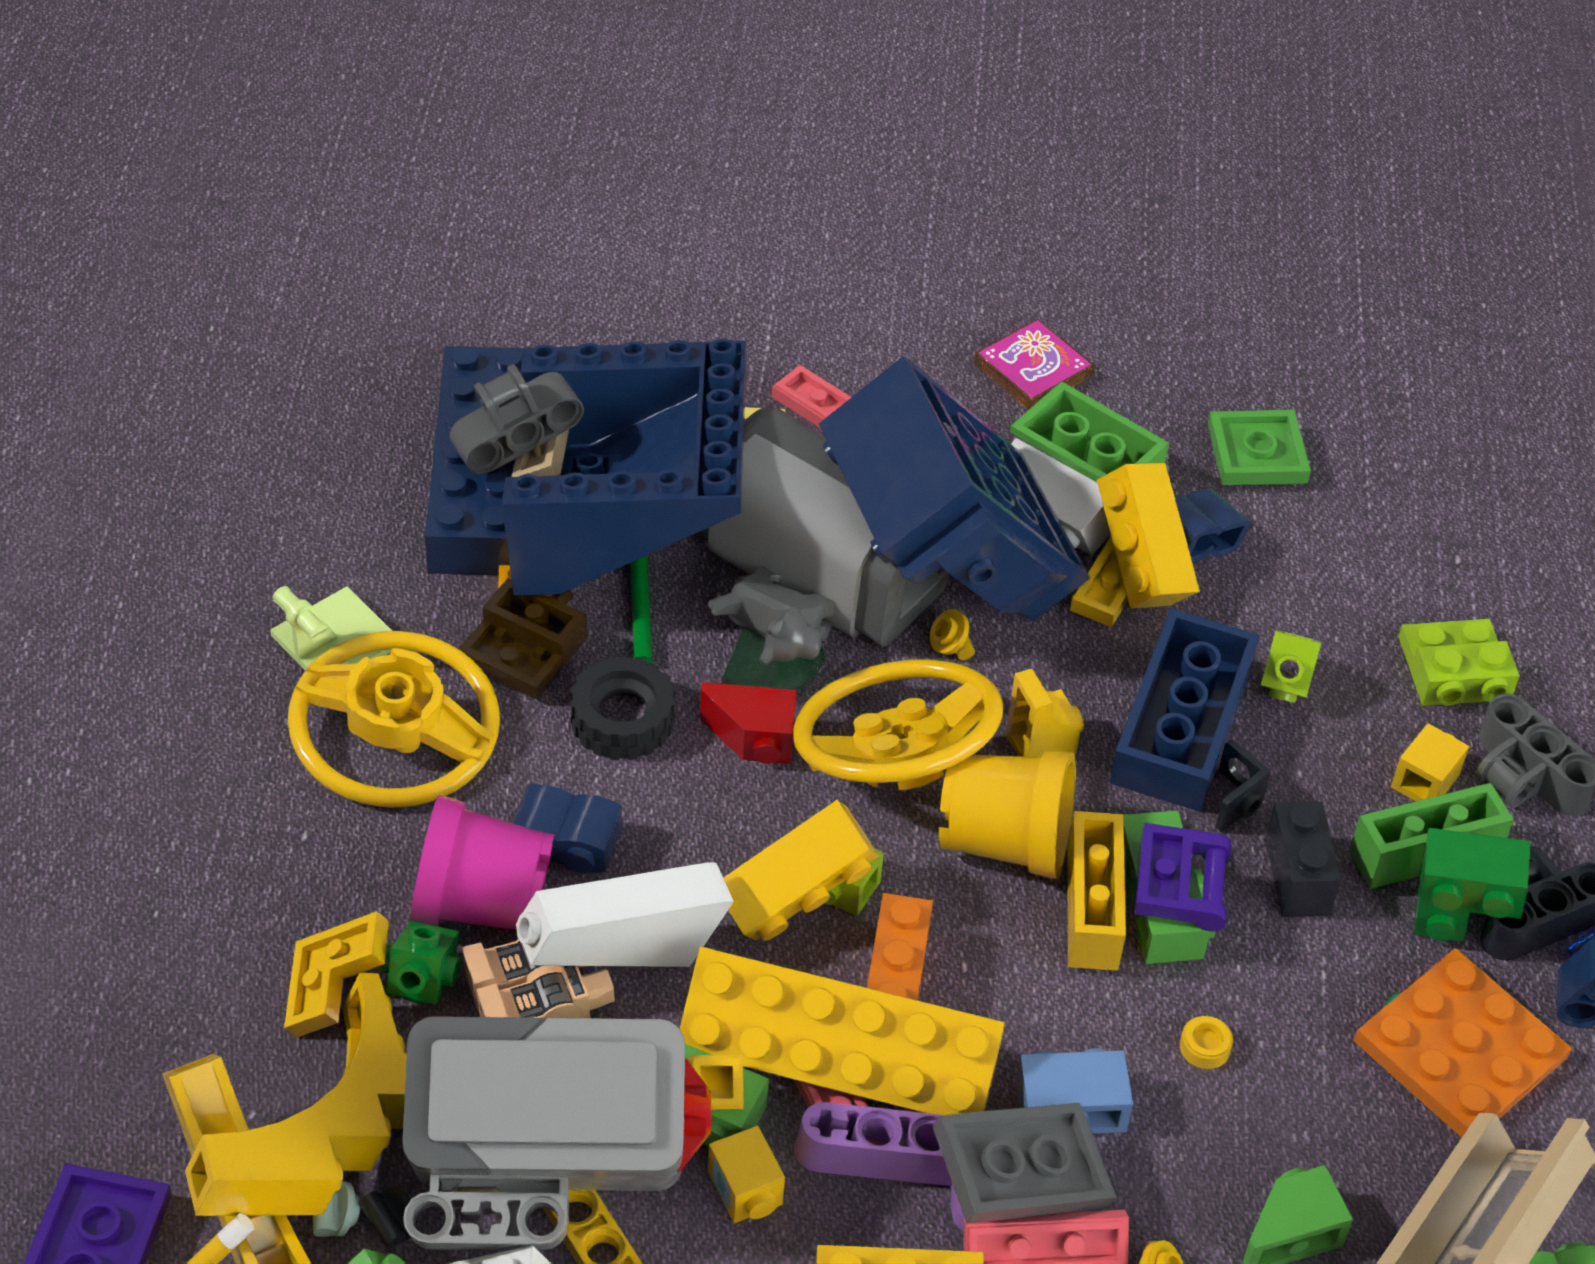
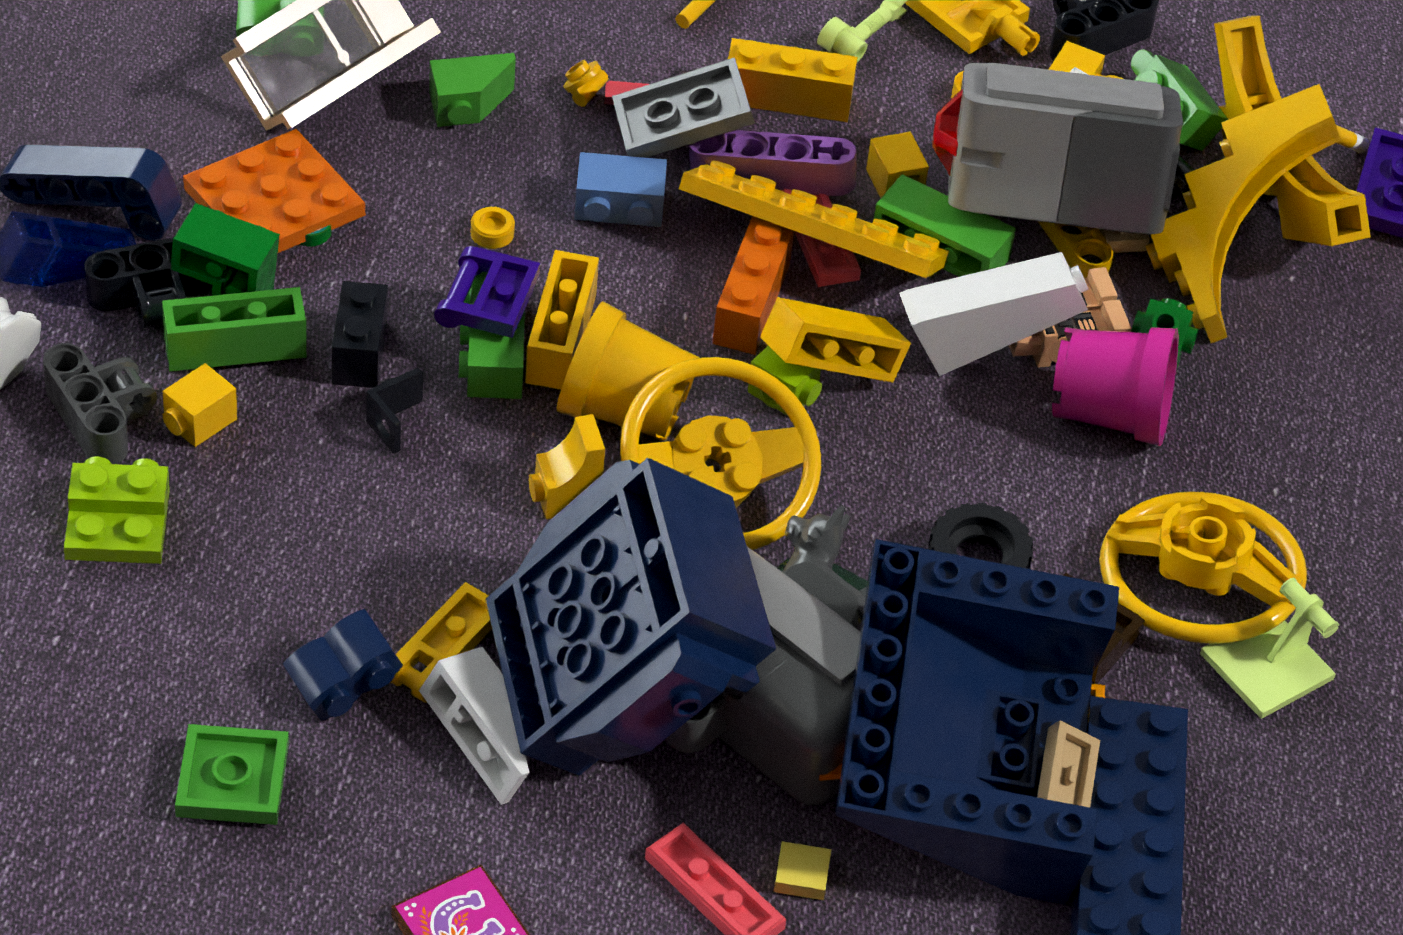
camera: 175 degrees left, 0 degrees up
(324, 962) = (1240, 343): yellow plate -> none
(514, 418) = (1102, 766): dark grey piece -> none
(583, 825) = (1036, 443): dark blue brick -> none
(723, 1077) = (920, 201): yellow slope -> none
(751, 720) = (868, 515): red slope -> none
(1087, 434) = (441, 757): bright green slope -> none
(1147, 535) = (416, 619): yellow brick -> none
(1184, 709) = (424, 471): dark blue brick -> none
(1290, 647) = (301, 501): lime brick -> none

